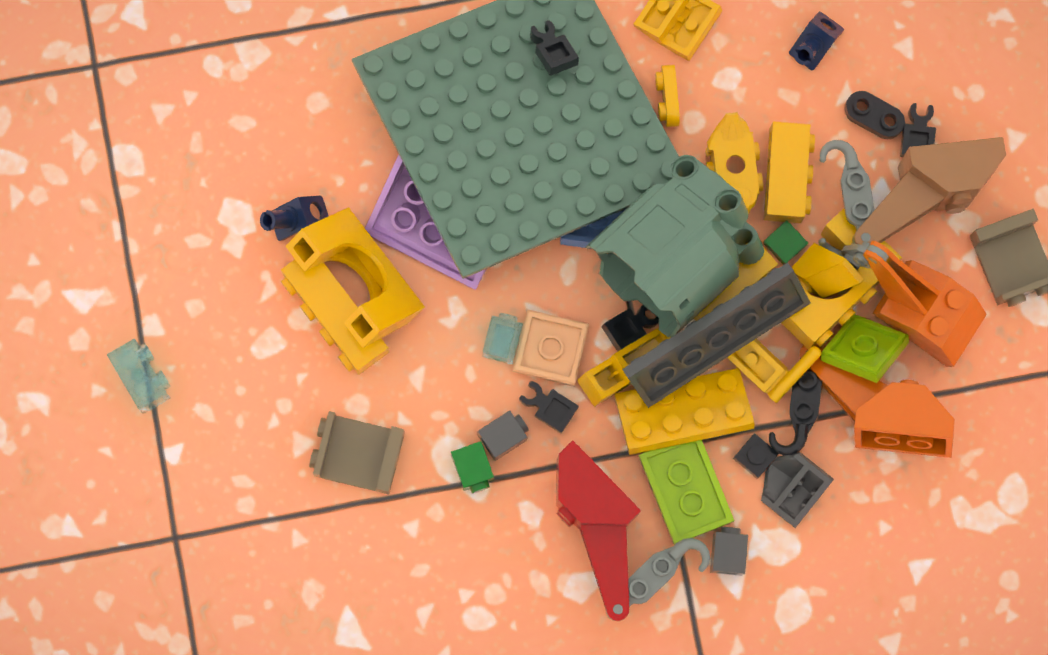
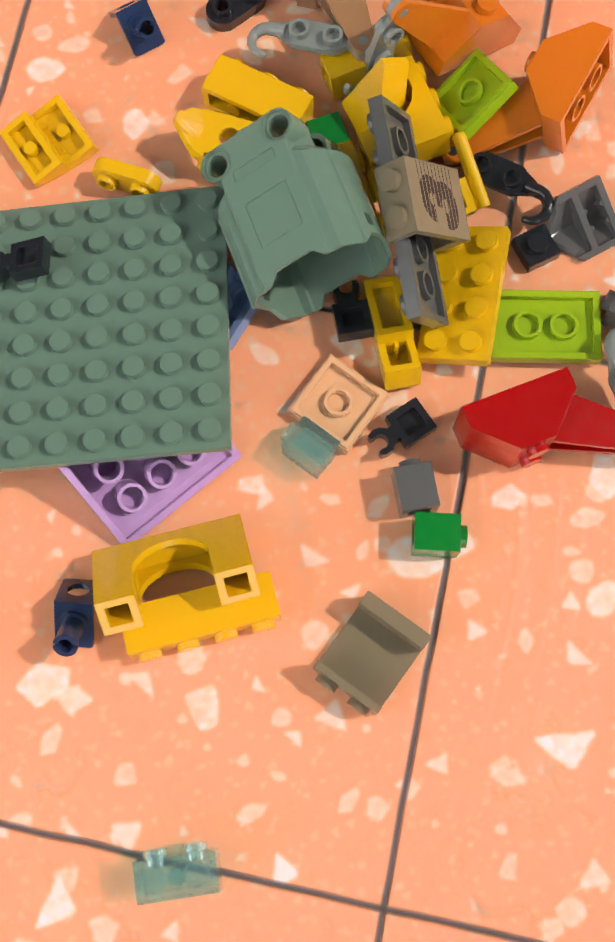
camera: 60 degrees left, 5 degrees down
(724, 343) = (422, 201): none -> dark tan panel

